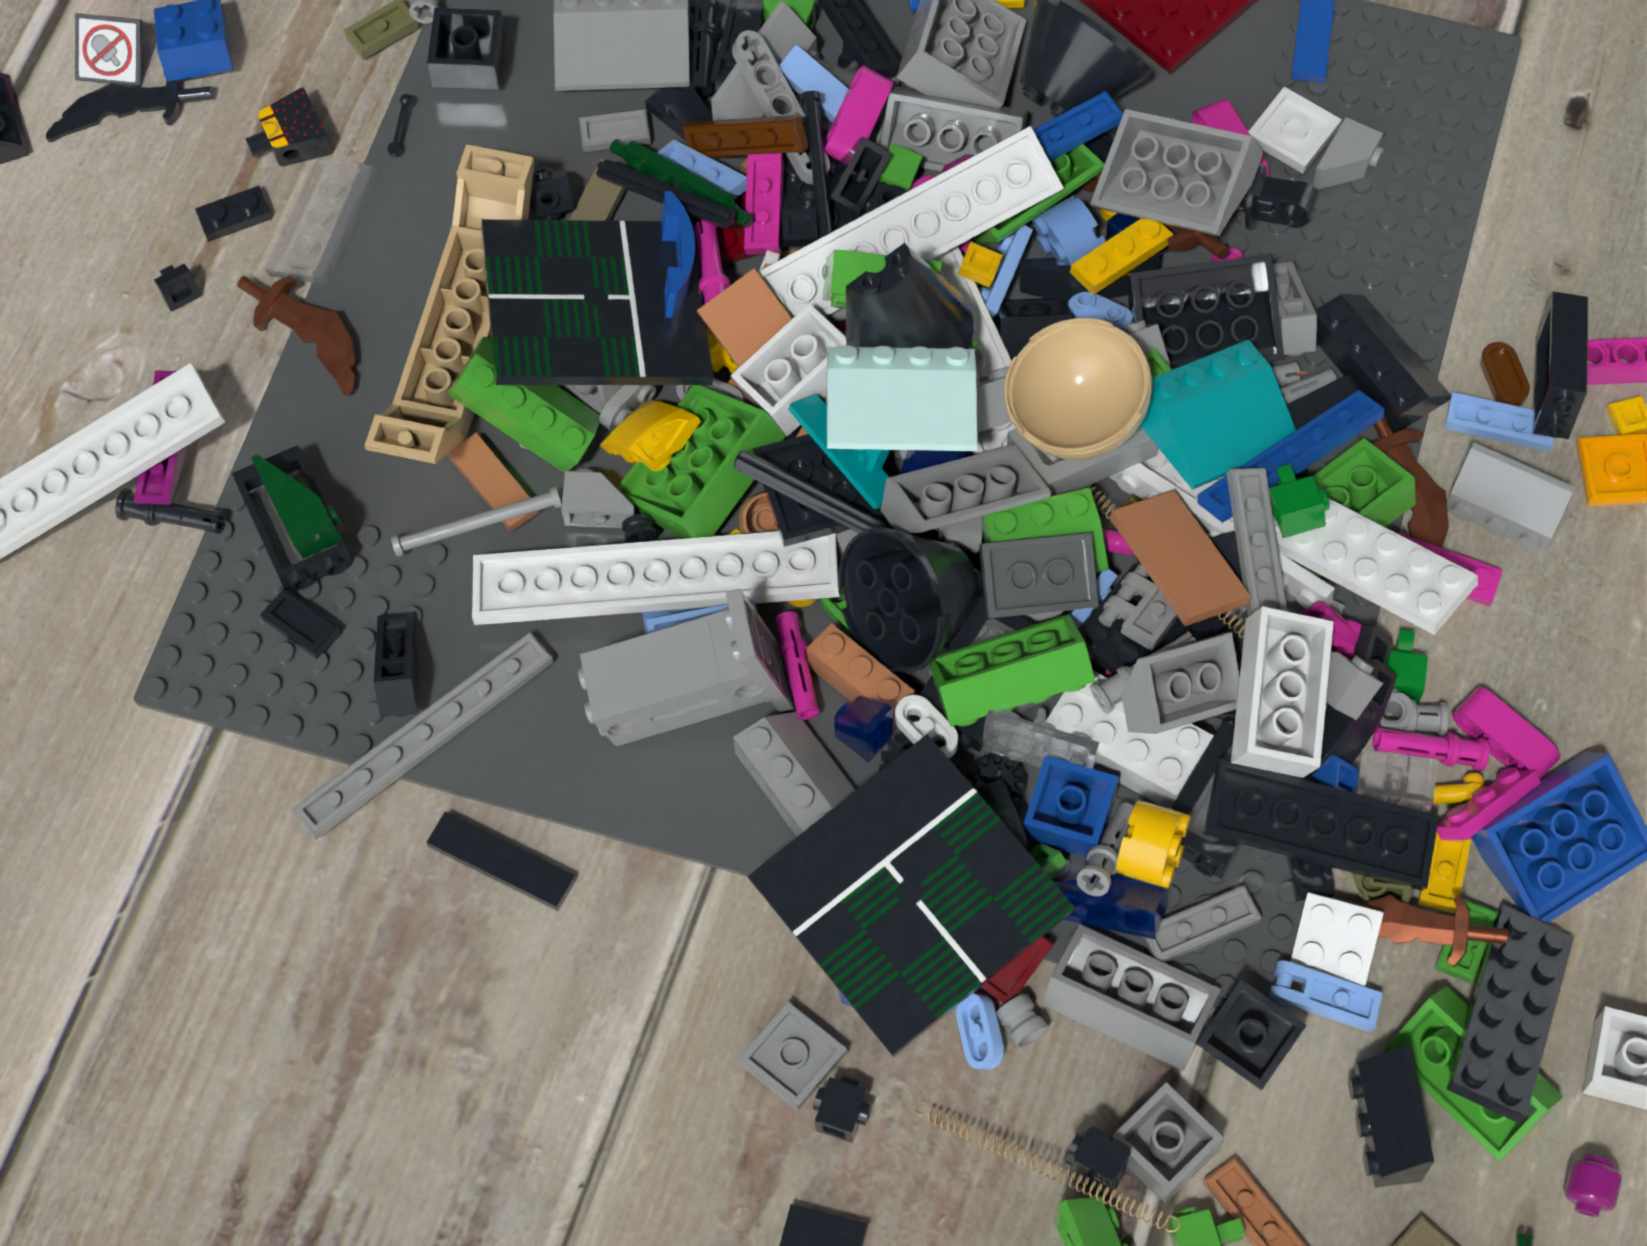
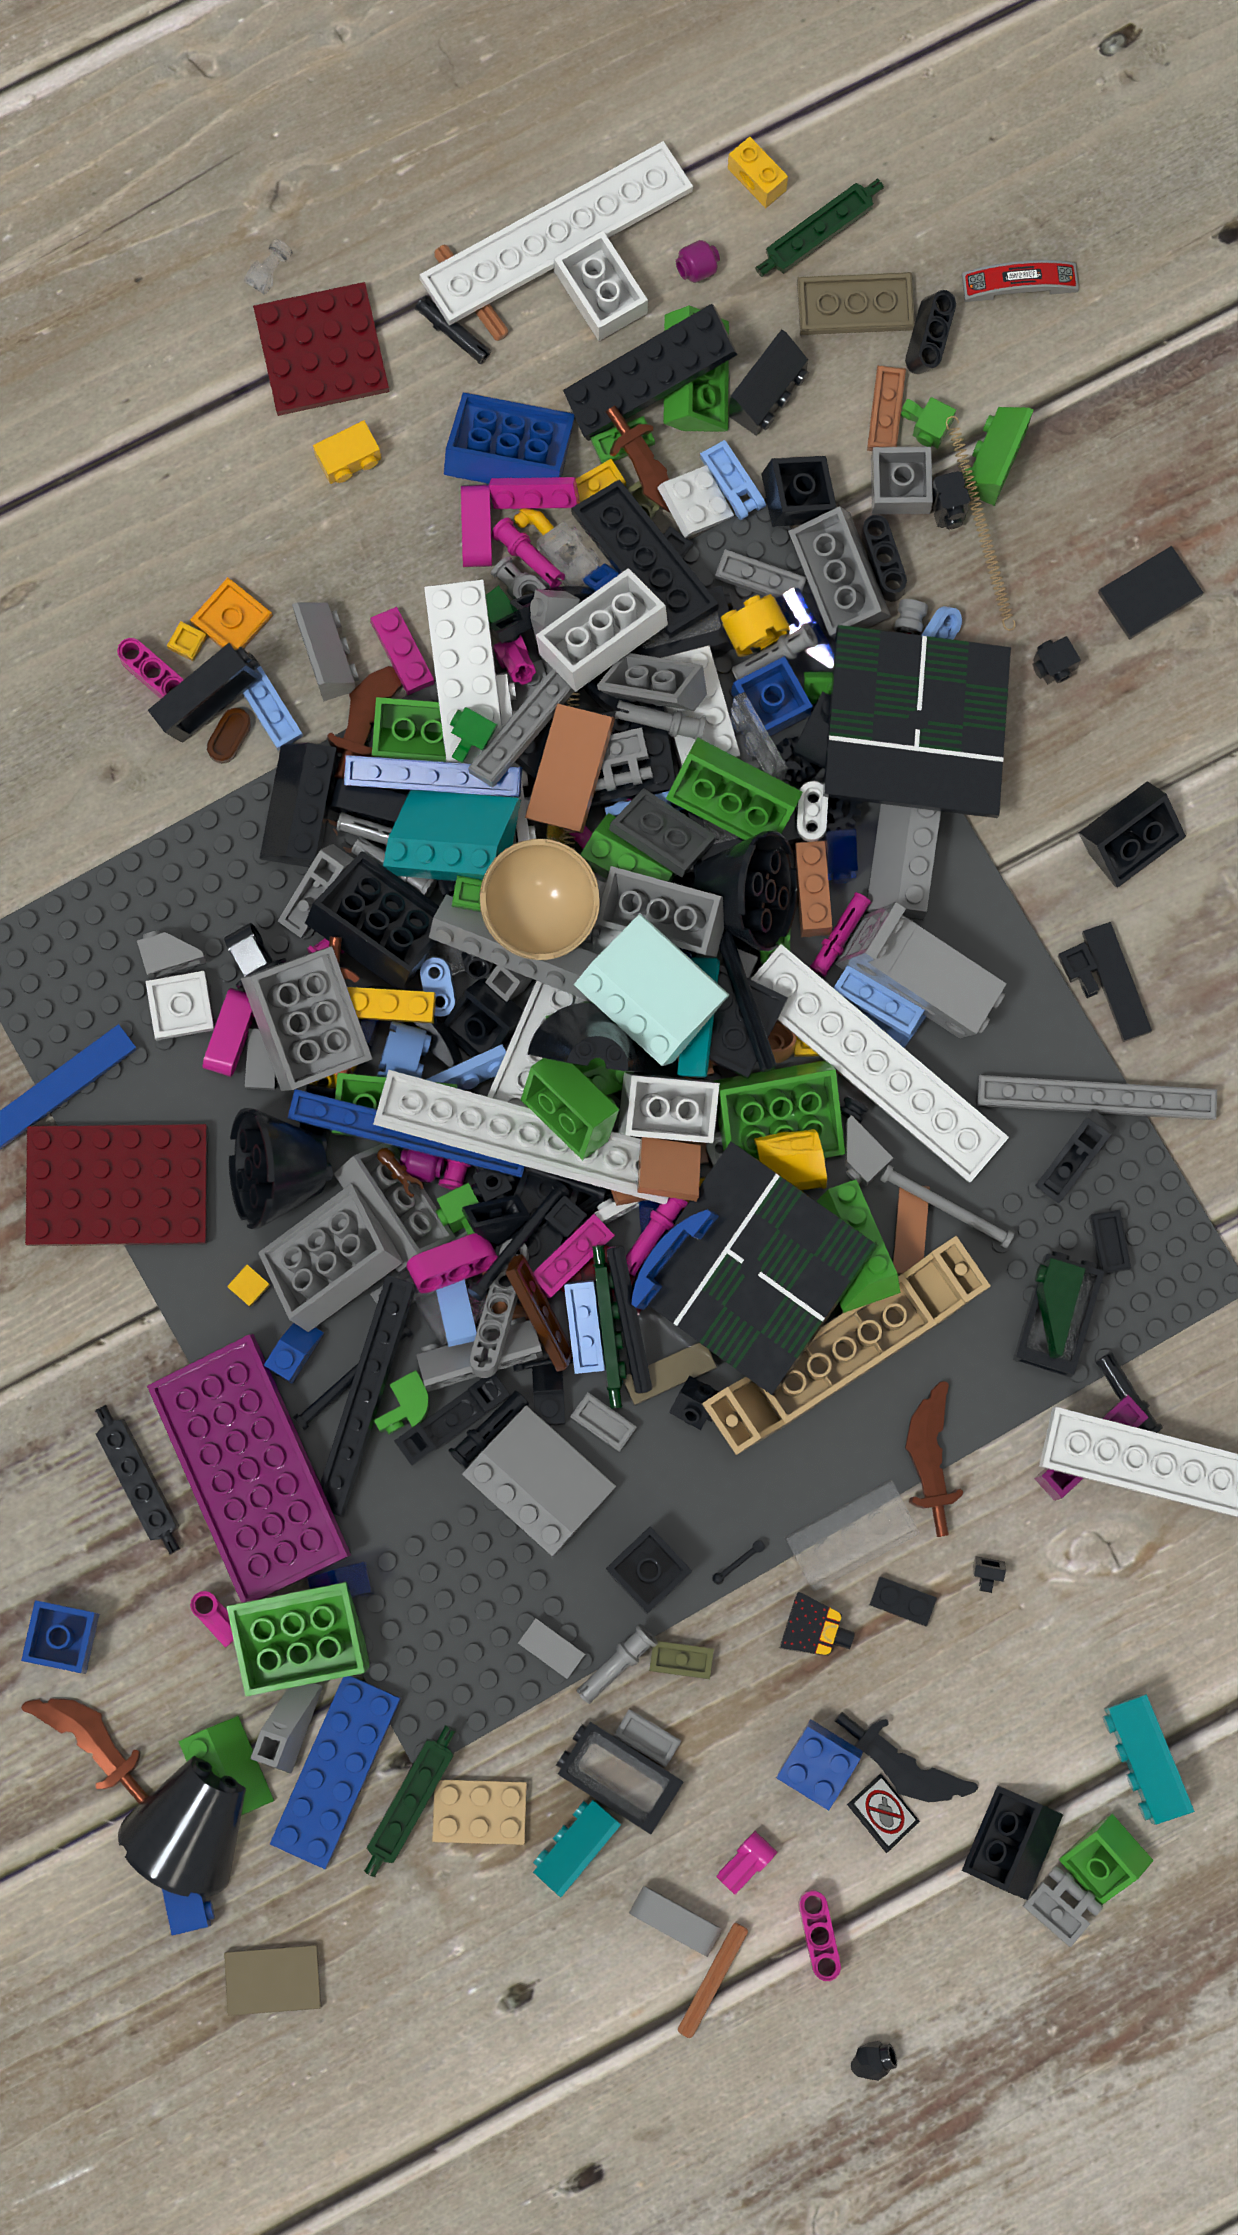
camera: 140 degrees left, 15 degrees up
(549, 841) = (1079, 964): none -> black plate
(610, 1006) = (1133, 833): none -> black slope
(792, 1056) = (1055, 714): light grey plate -> none
(963, 148) = (399, 1171): none -> reddish brown piece
(979, 264) = (482, 1080): yellow tile -> none
(1096, 1038) = (884, 545): none -> black beam

